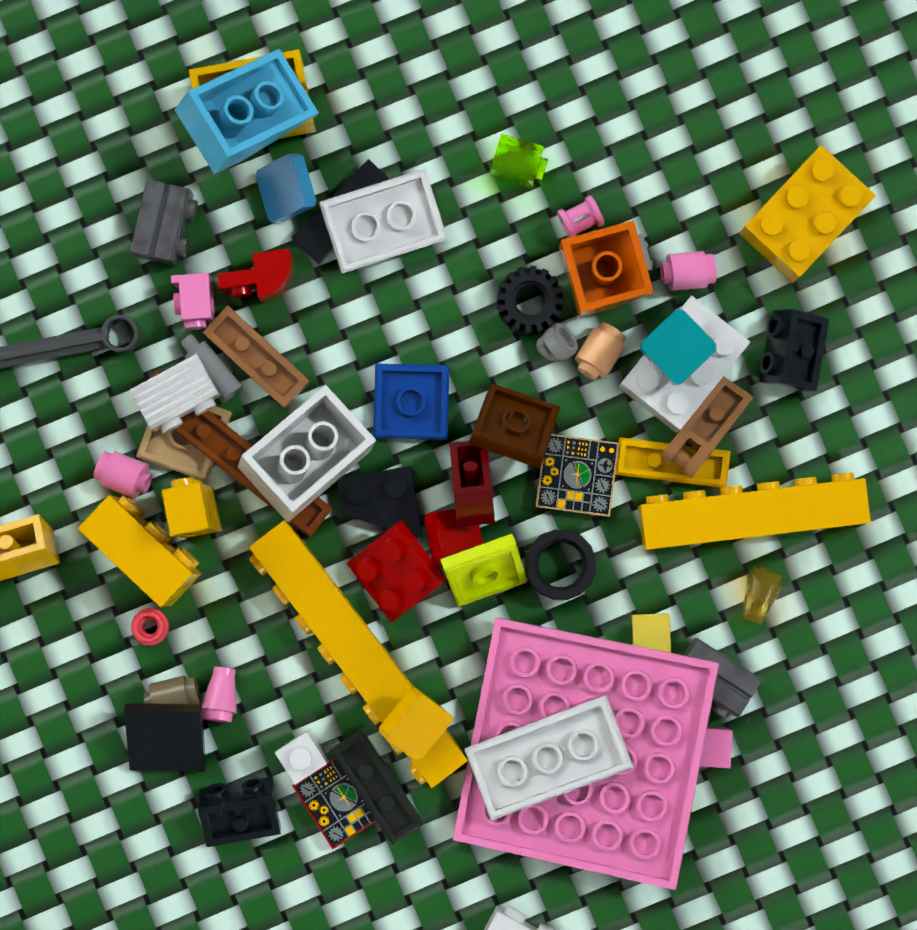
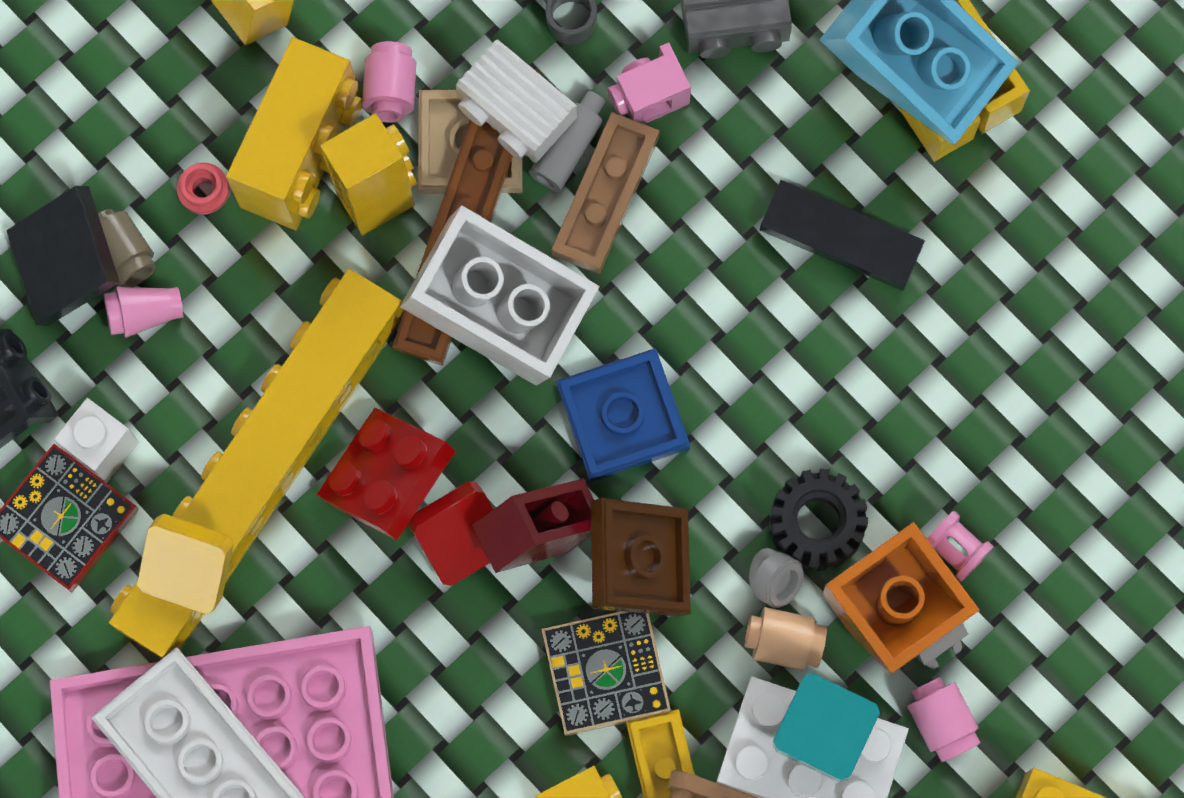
camera: 70 degrees right, 10 degrees down
(270, 276) = (718, 169): red brick -> none
(285, 188) = (842, 147): dark azure piece -> none
(377, 786) = (88, 552): pearl dark grey tile -> none
(382, 498) = (478, 424): black wing -> none
(383, 220) = (849, 287): white tile -> none
(484, 570) = (428, 586): neon yellow tile -> none
(518, 161) = (1000, 434): clear neon green brick -> none
(588, 564) = (433, 689): black tyre -> none

